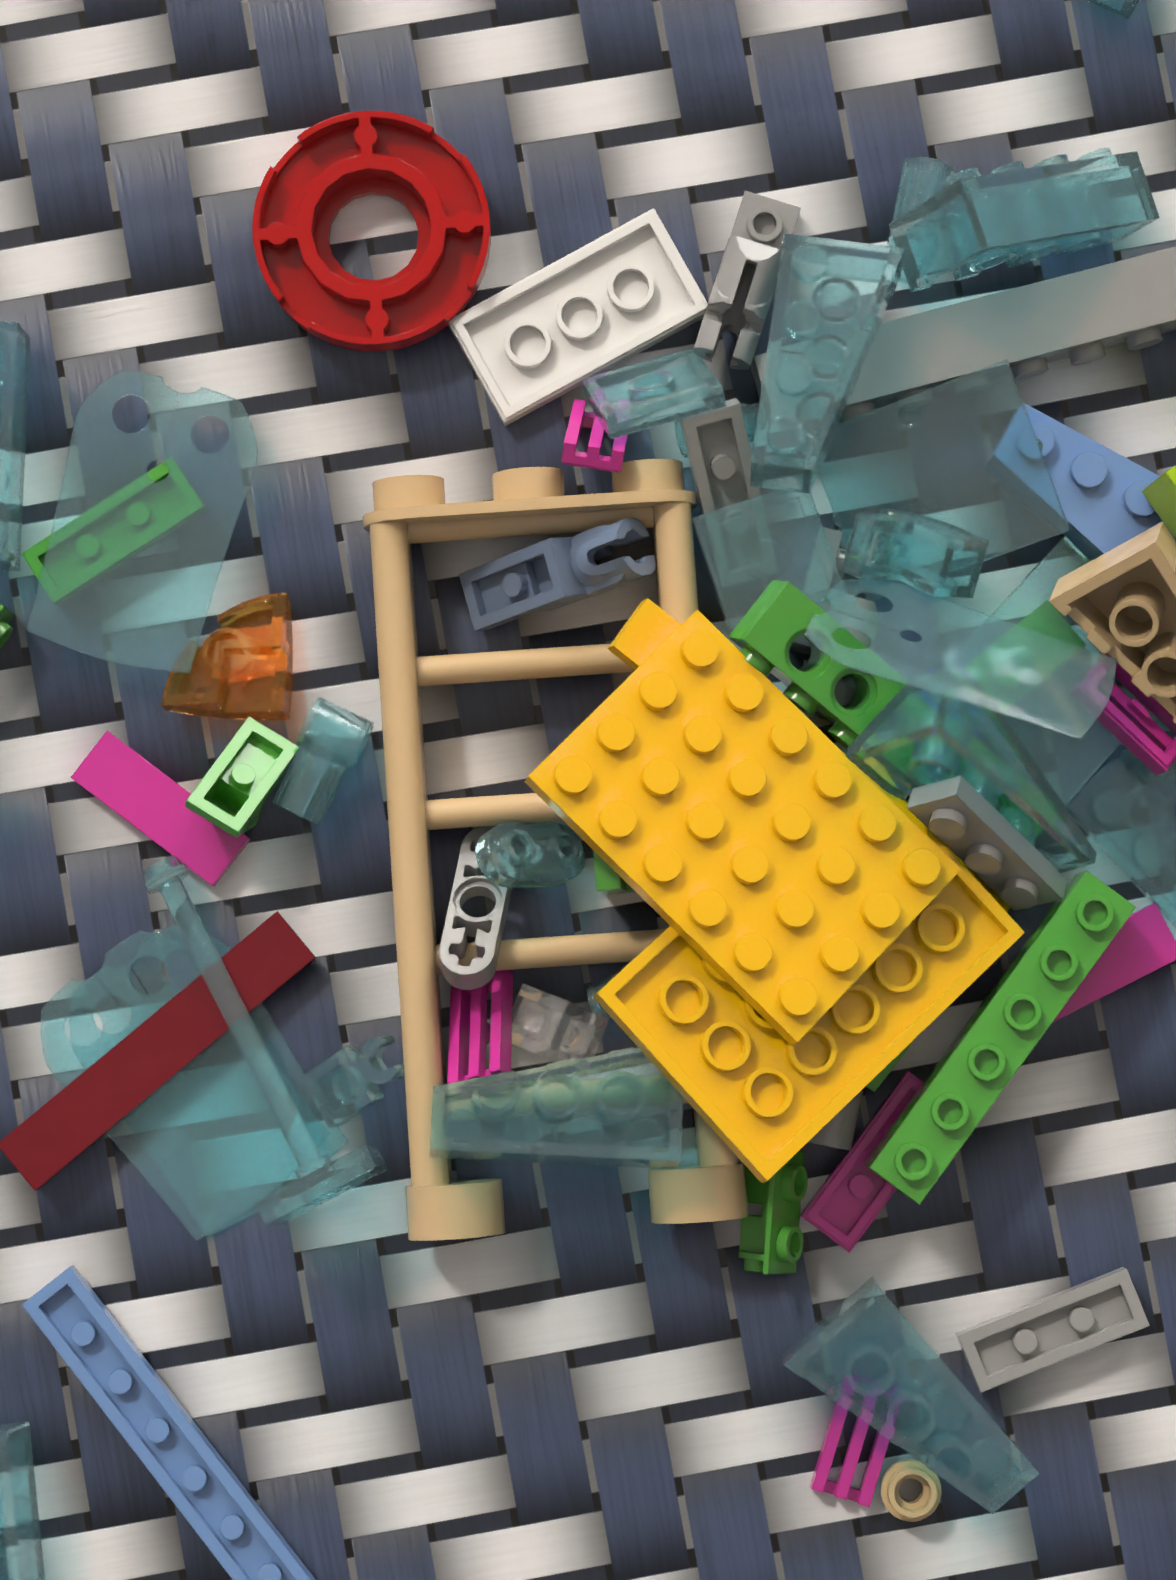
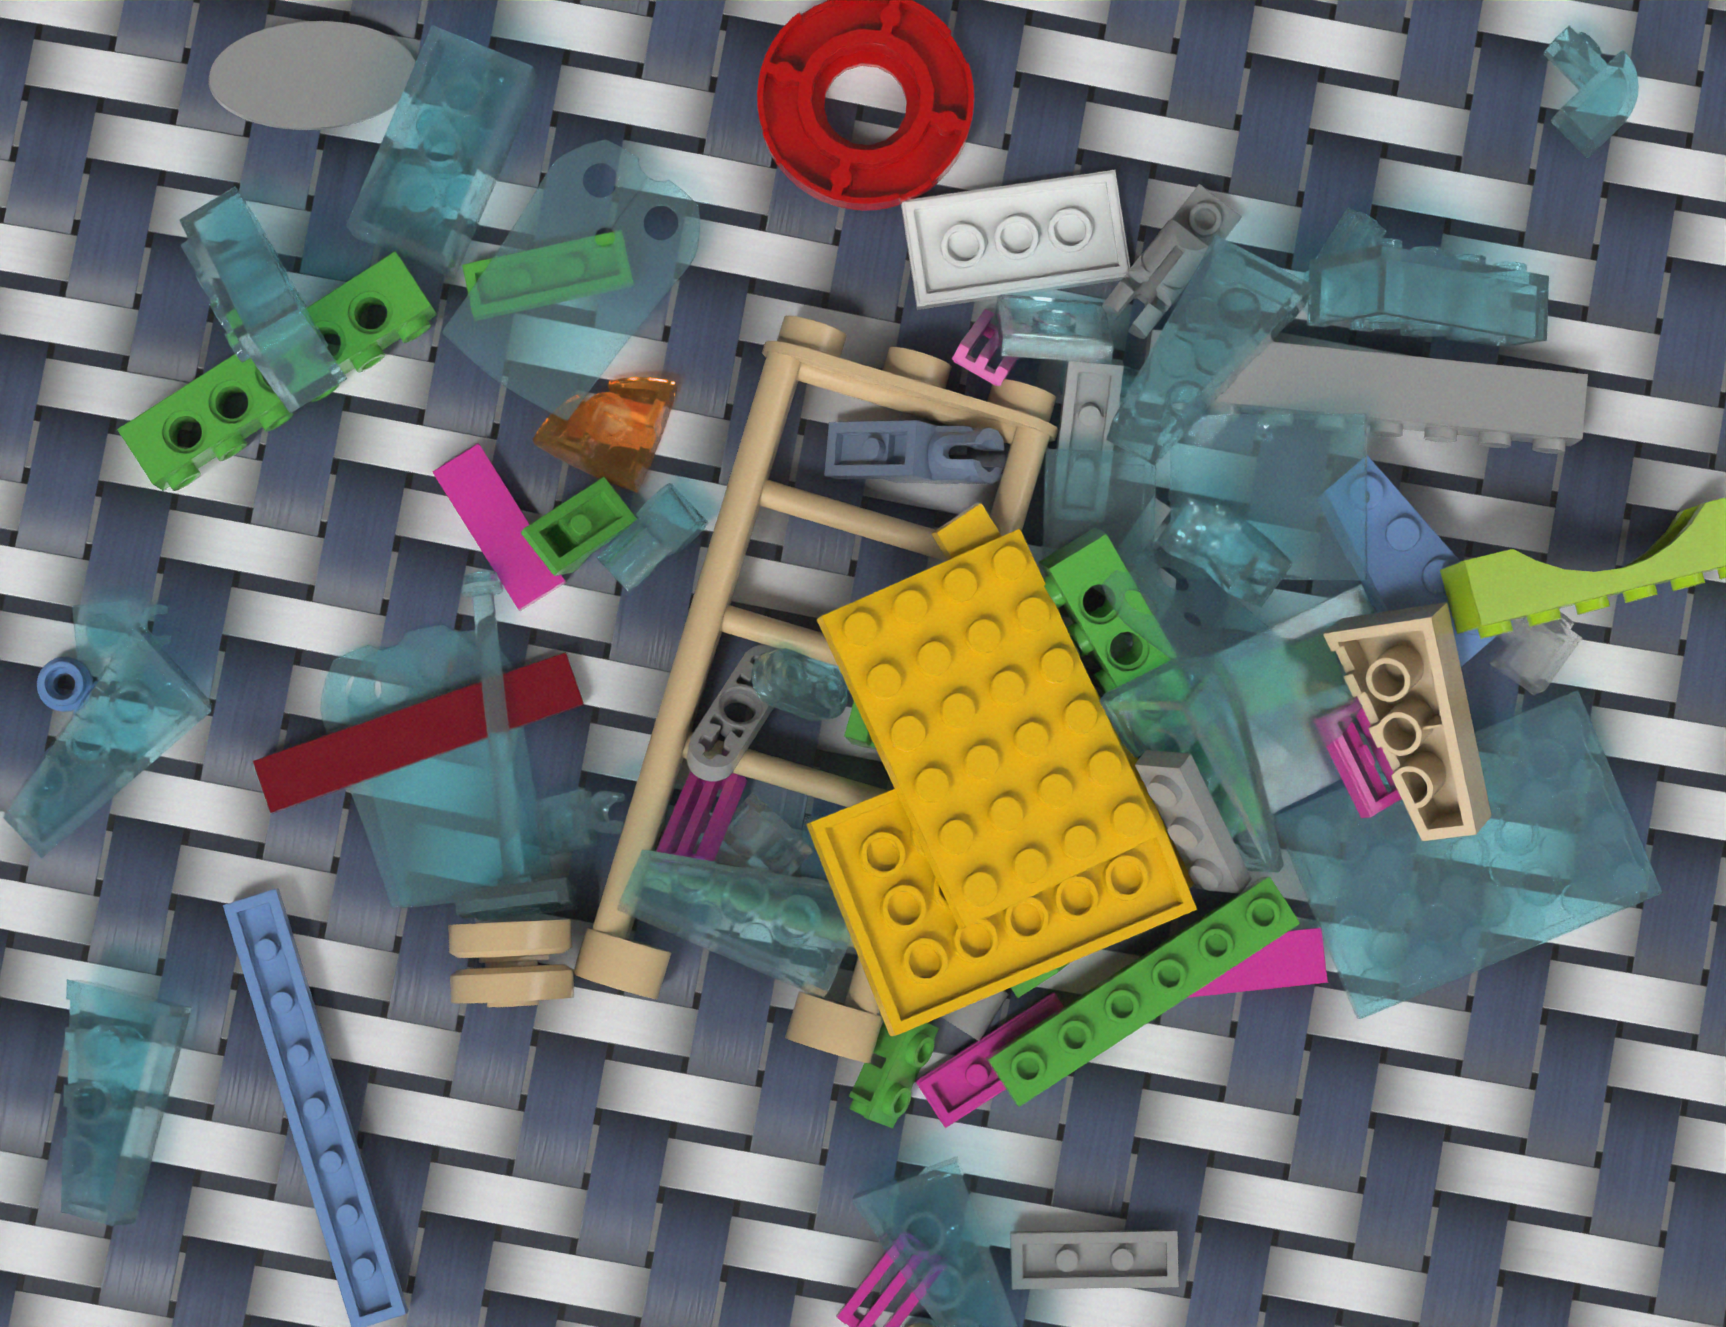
camera: 15 degrees right, 0 degrees up
(340, 1249) = (511, 962): none -> tan wheel

